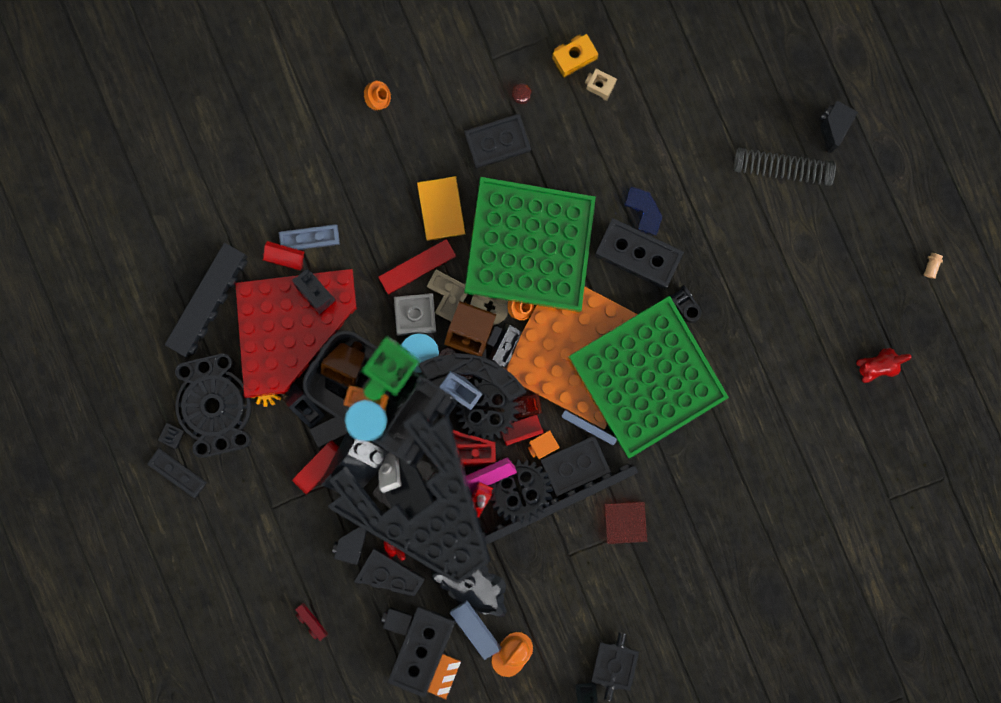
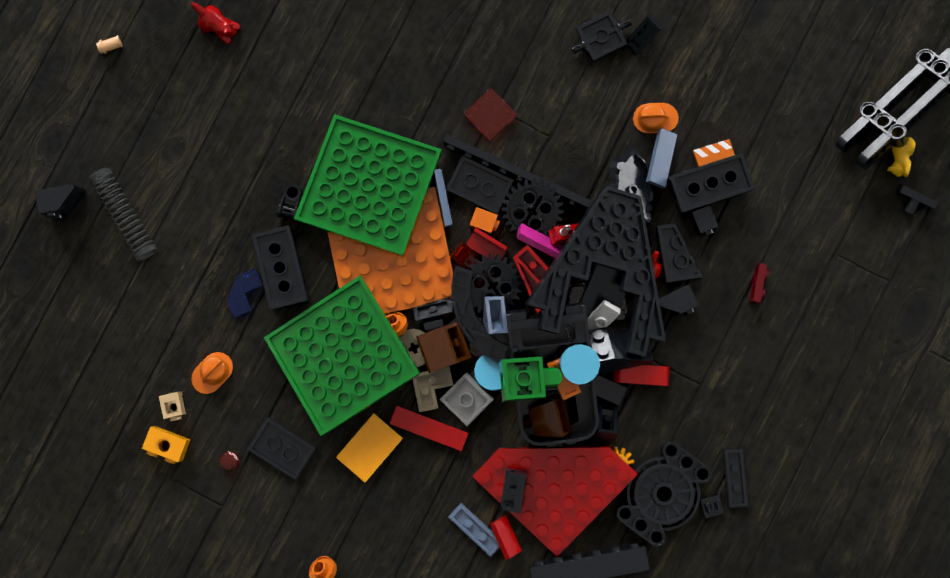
camera: 130 degrees left, 0 degrees up
(601, 135) = (212, 372): none -> orange piece

